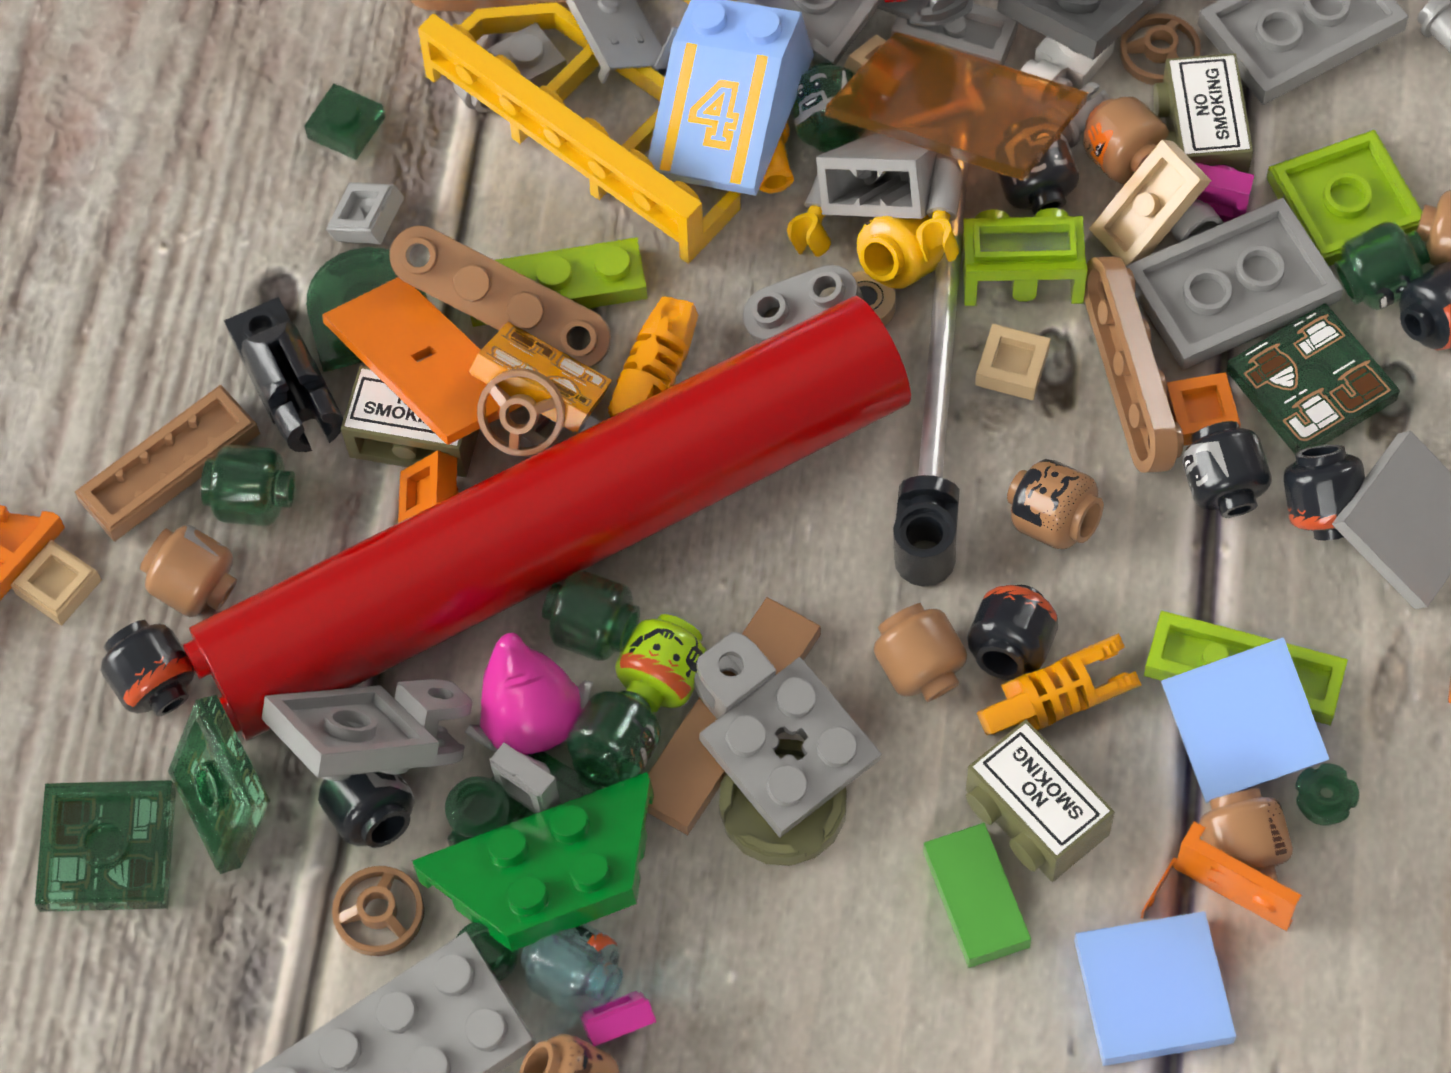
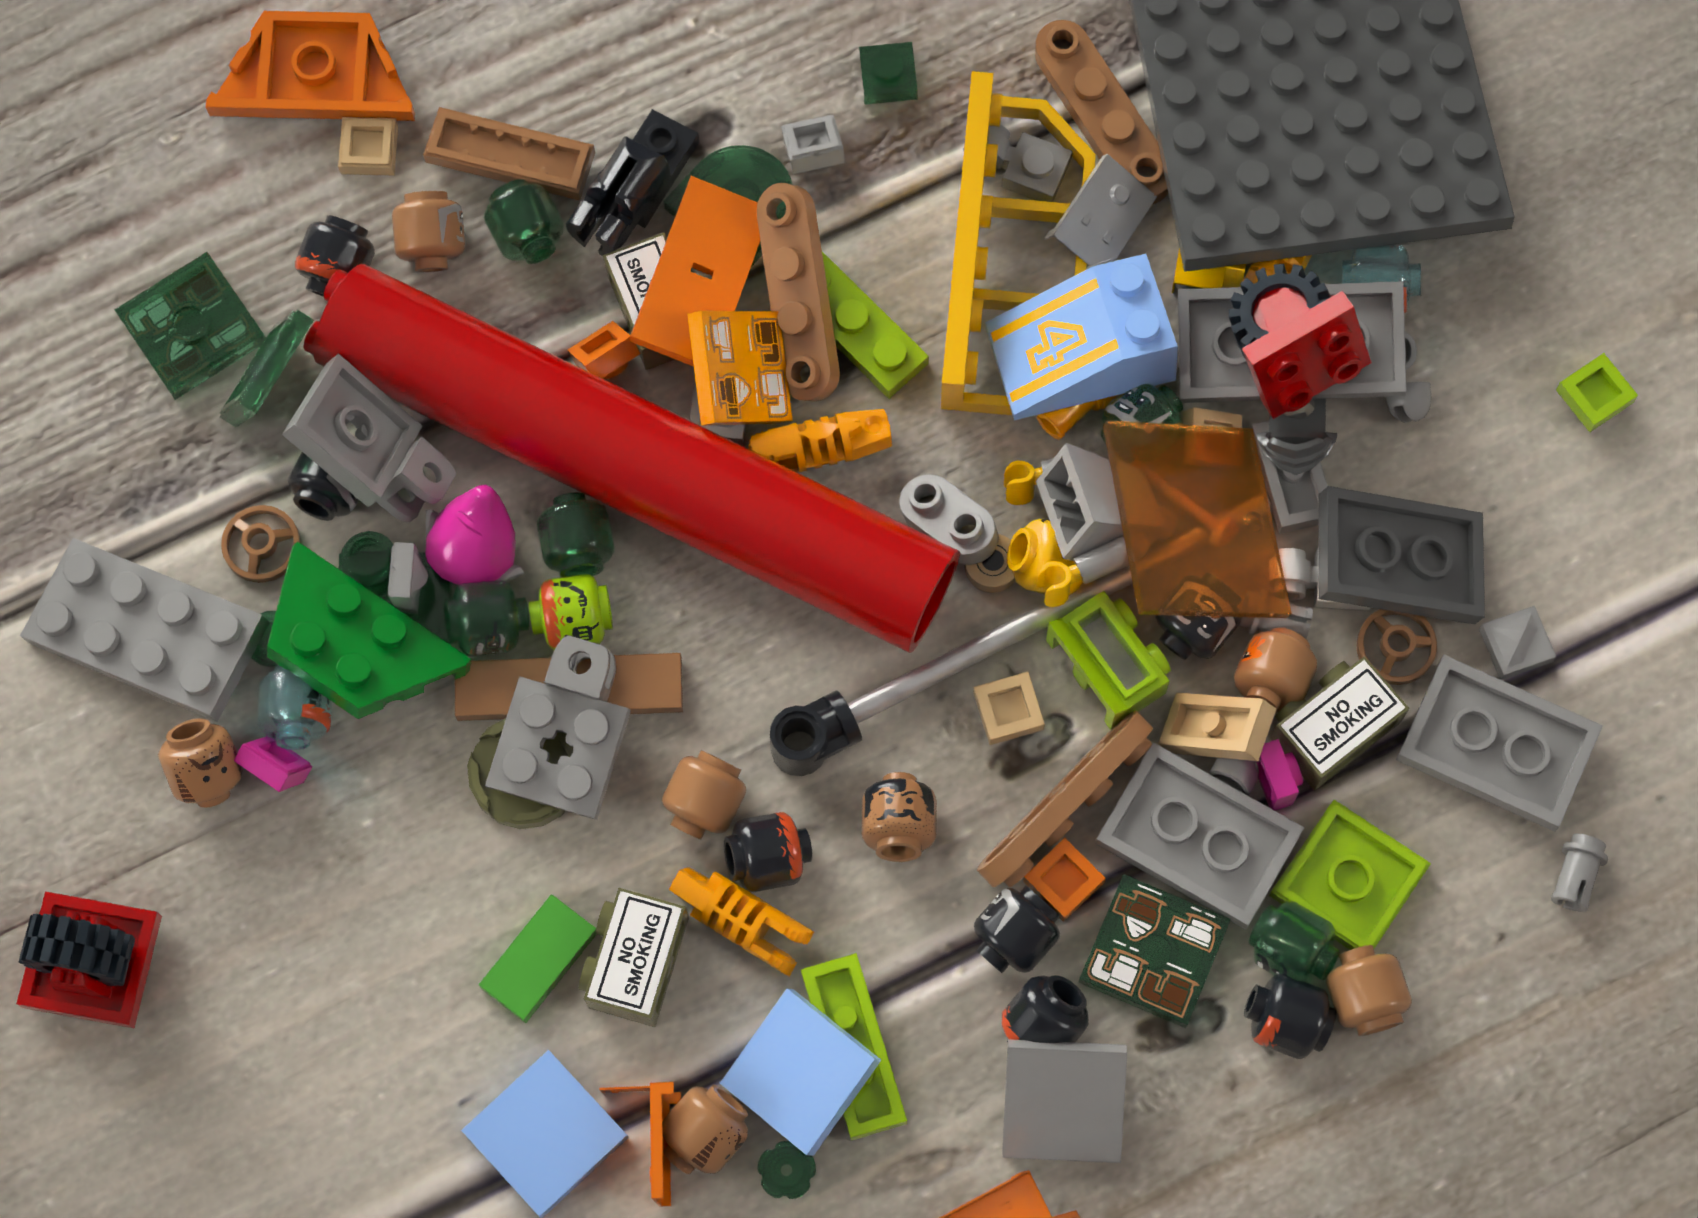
camera: 55 degrees right, 10 degrees up
(534, 408) = (664, 373): medium nougat piece -> none

